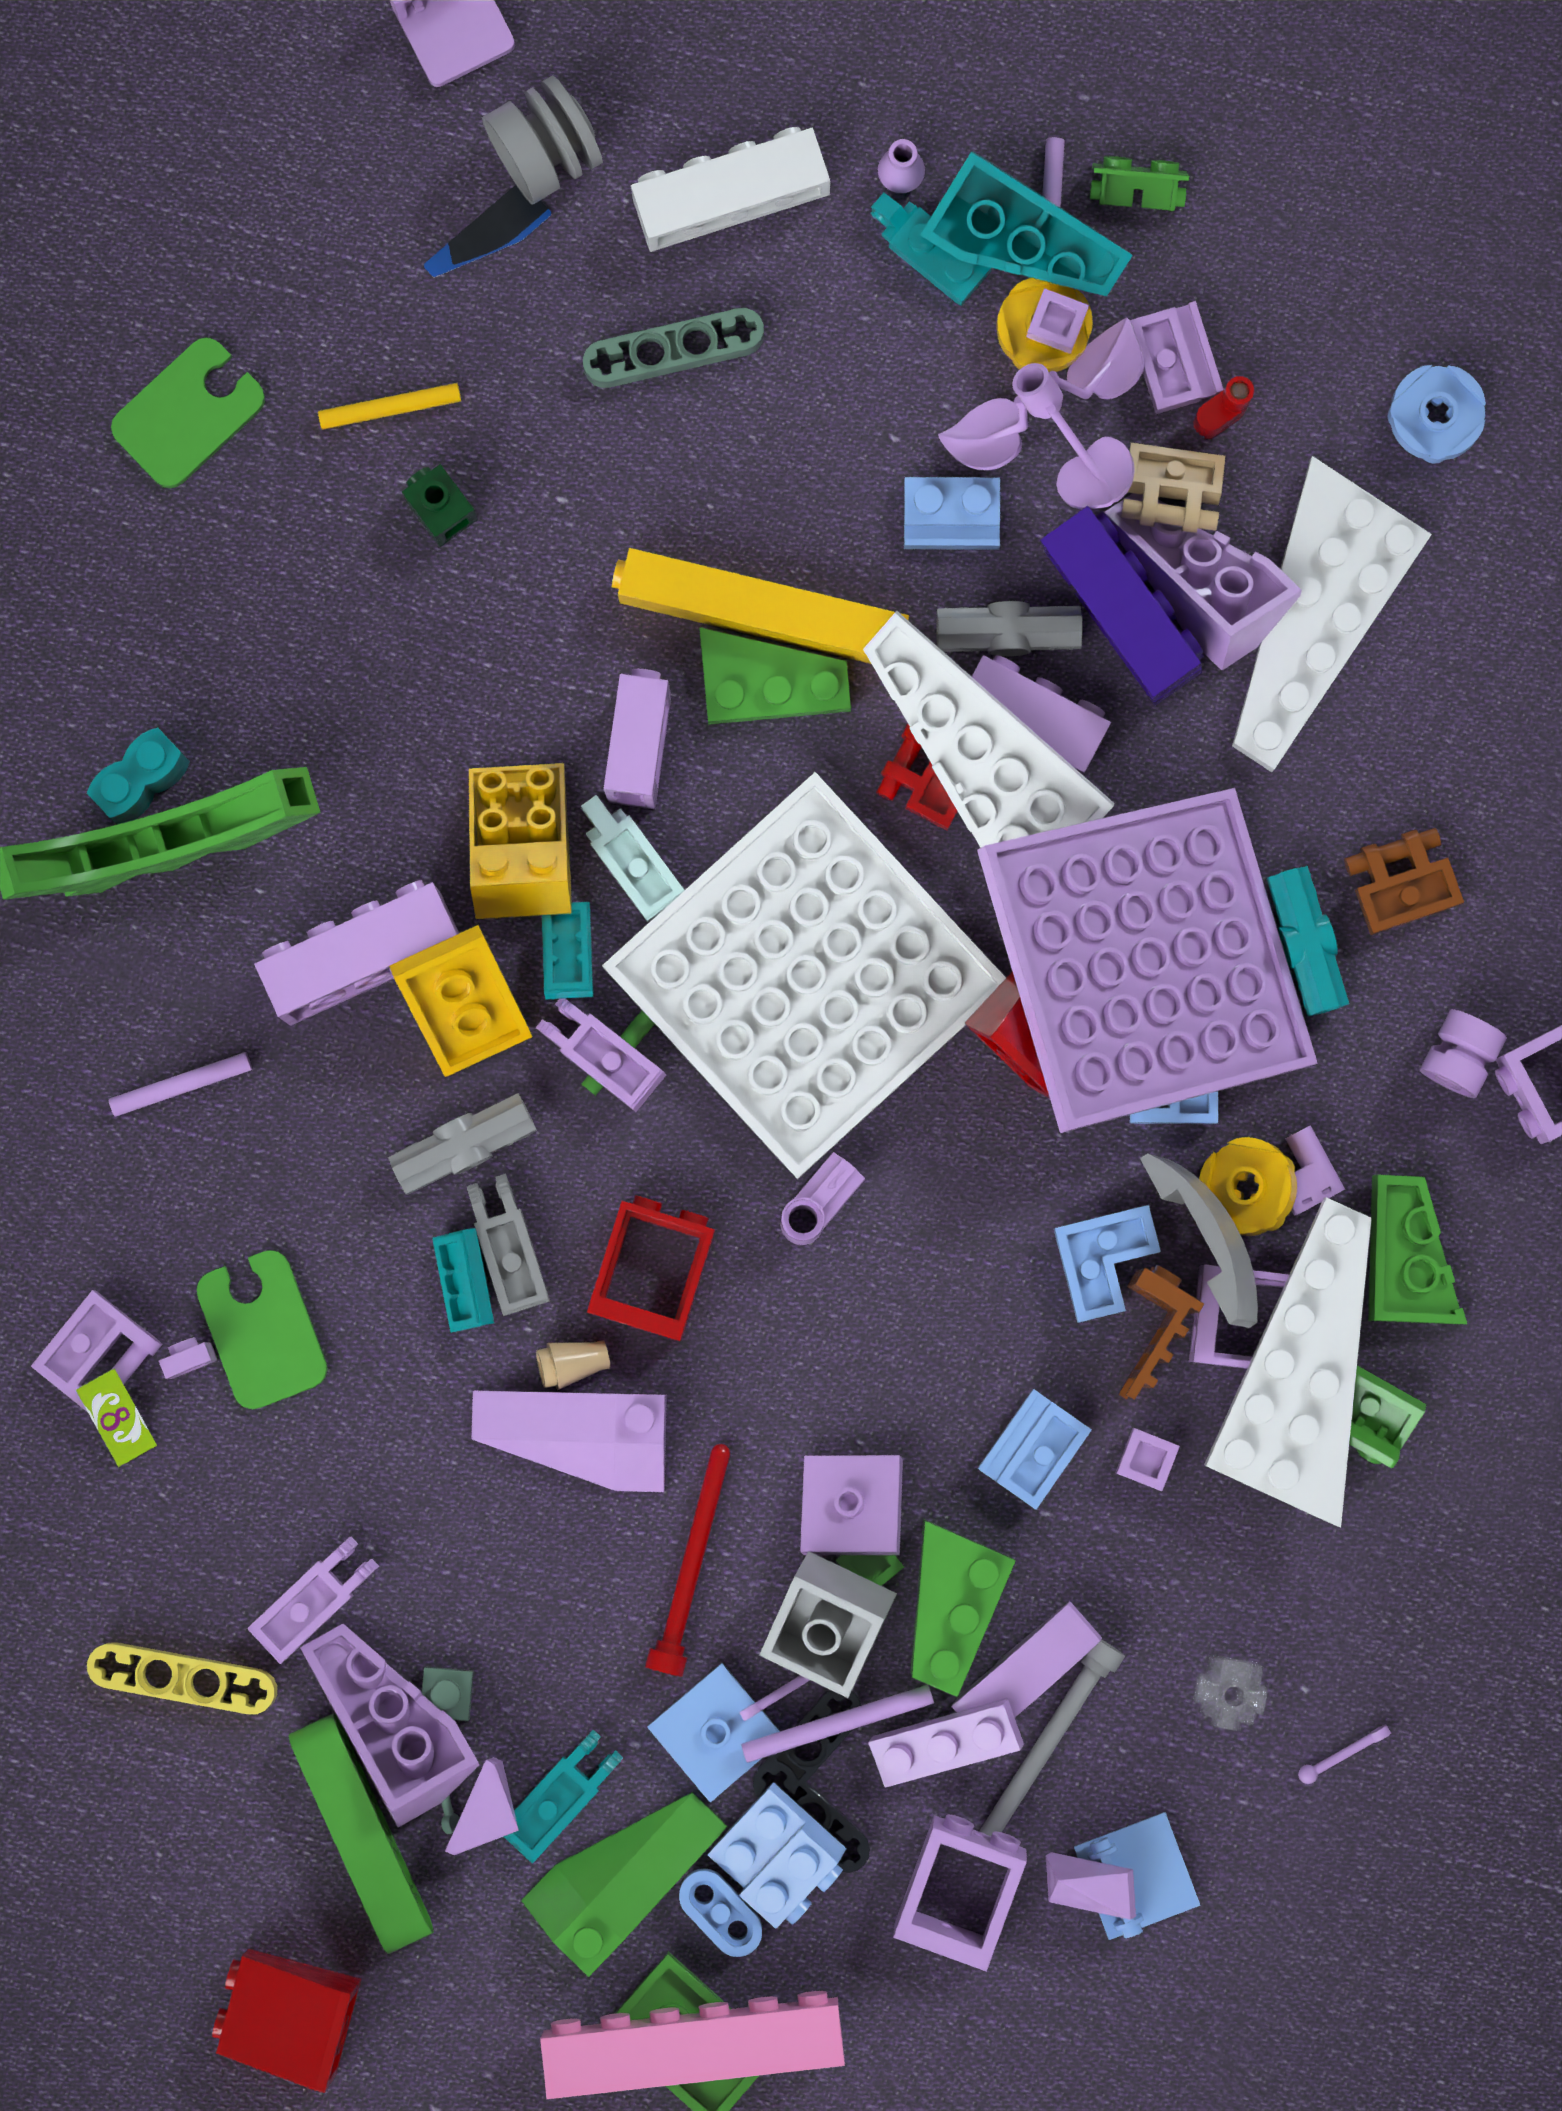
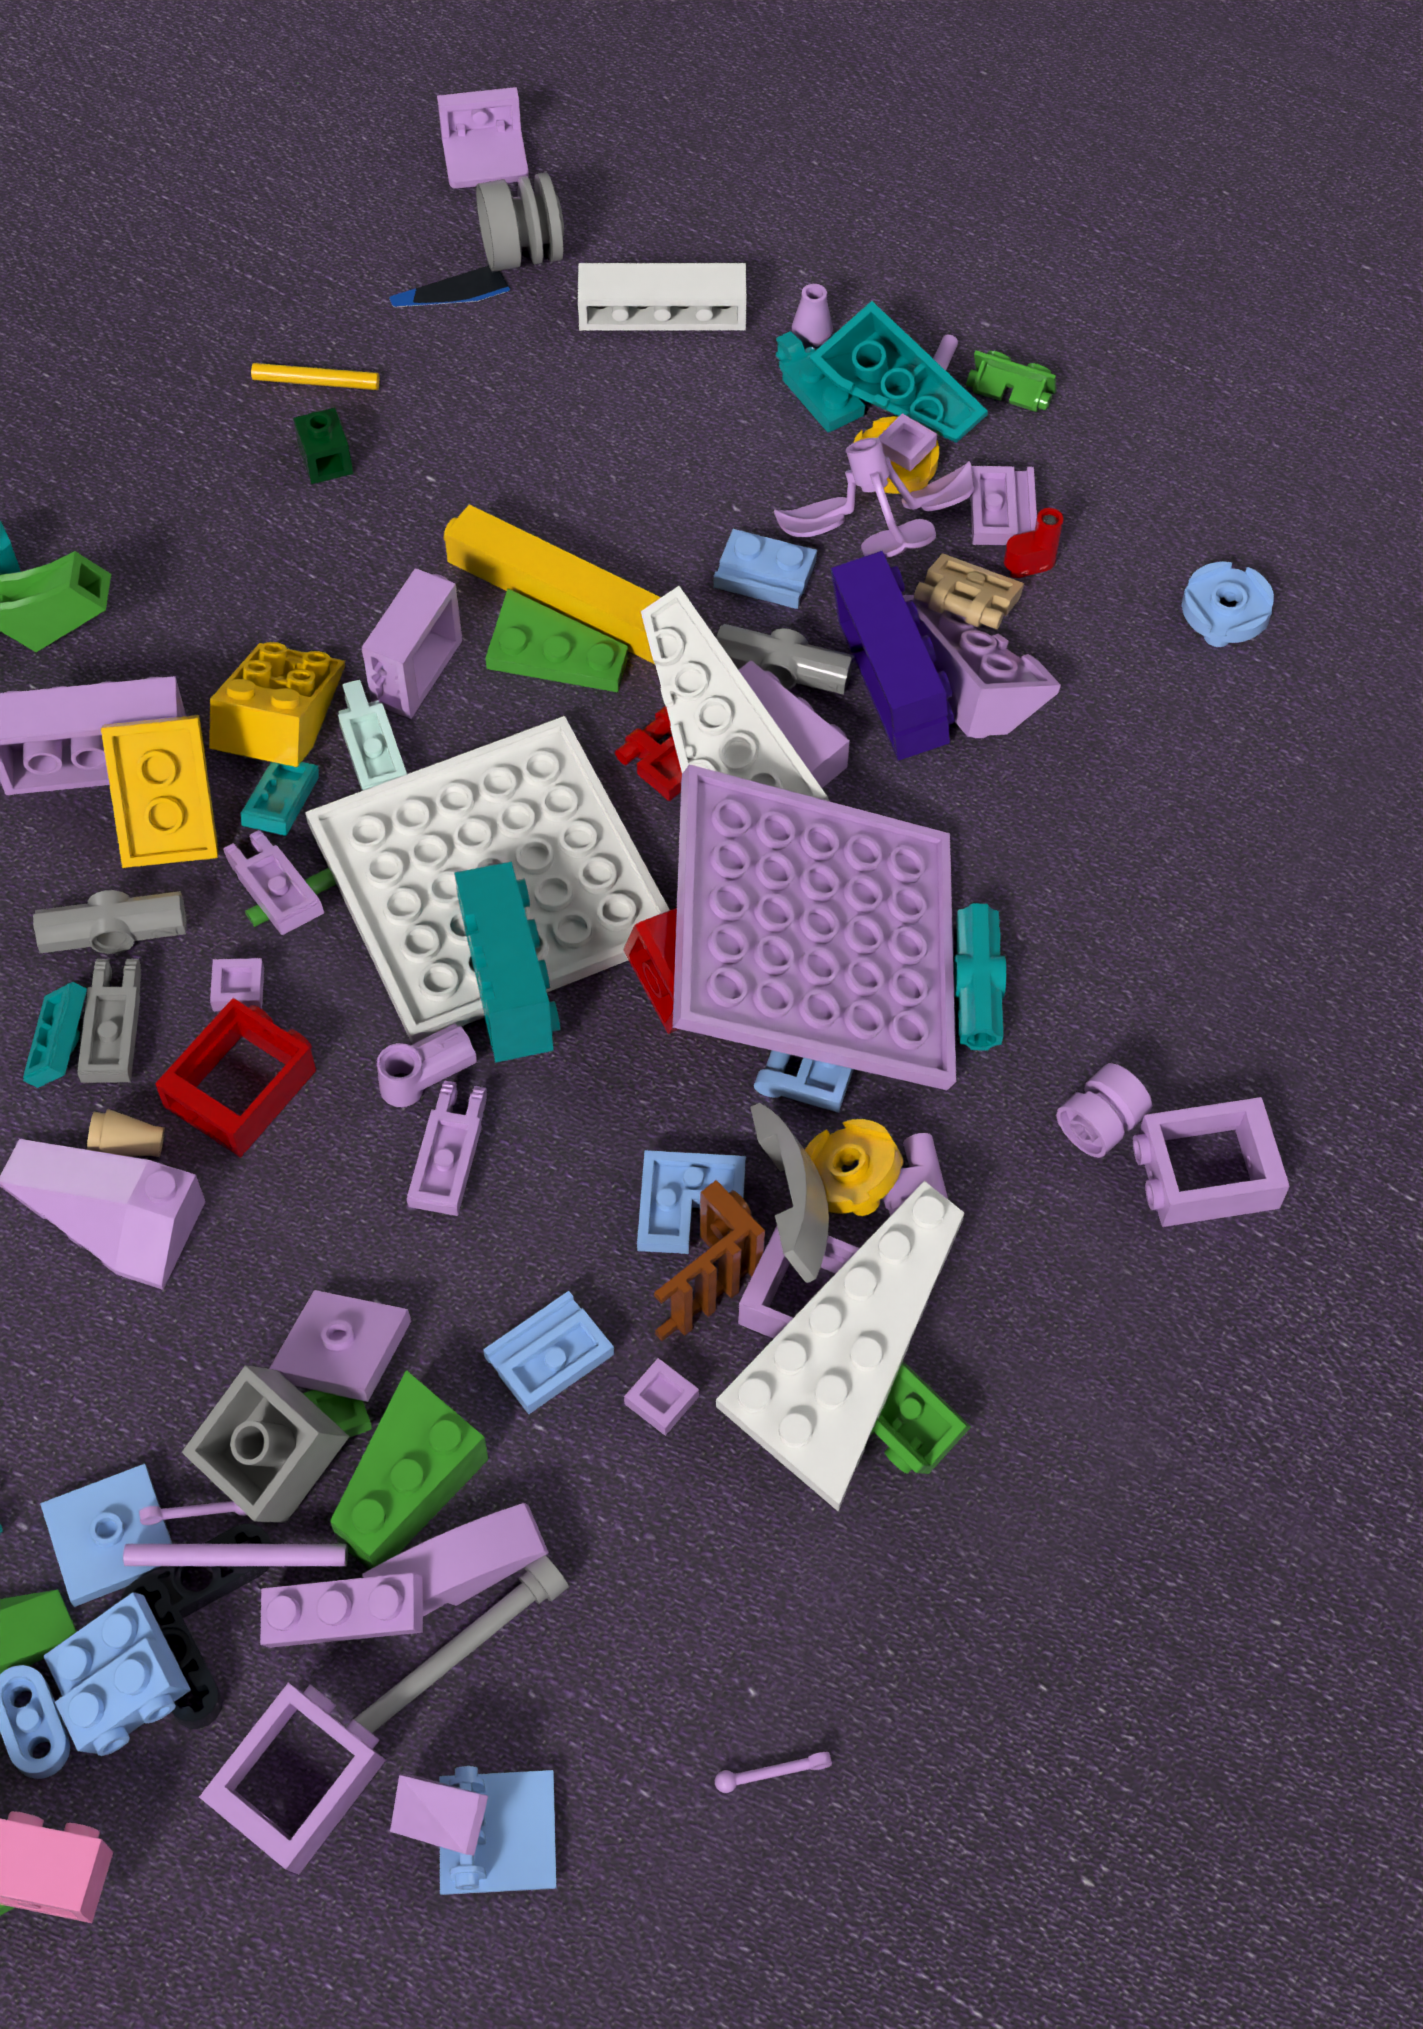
camera: 15 degrees right, 25 degrees down
(175, 420) = (143, 343): bright green piece -> none
(610, 1171) = (238, 980): none -> lavender plate
(668, 1652) = (93, 1440): red piece -> none
(675, 356) = (572, 388): sand green beam -> none
(863, 1081) = (506, 962): none -> teal wedge
(873, 1283) = (447, 1152): none -> lavender hinge
(1220, 1676) = (668, 1652): clear brick -> none
(1347, 561) = (1106, 700): white wing -> none
(1406, 1256) = (993, 1285): bright green wing -> none
(1408, 895) = (1089, 965): dark orange plate -> none

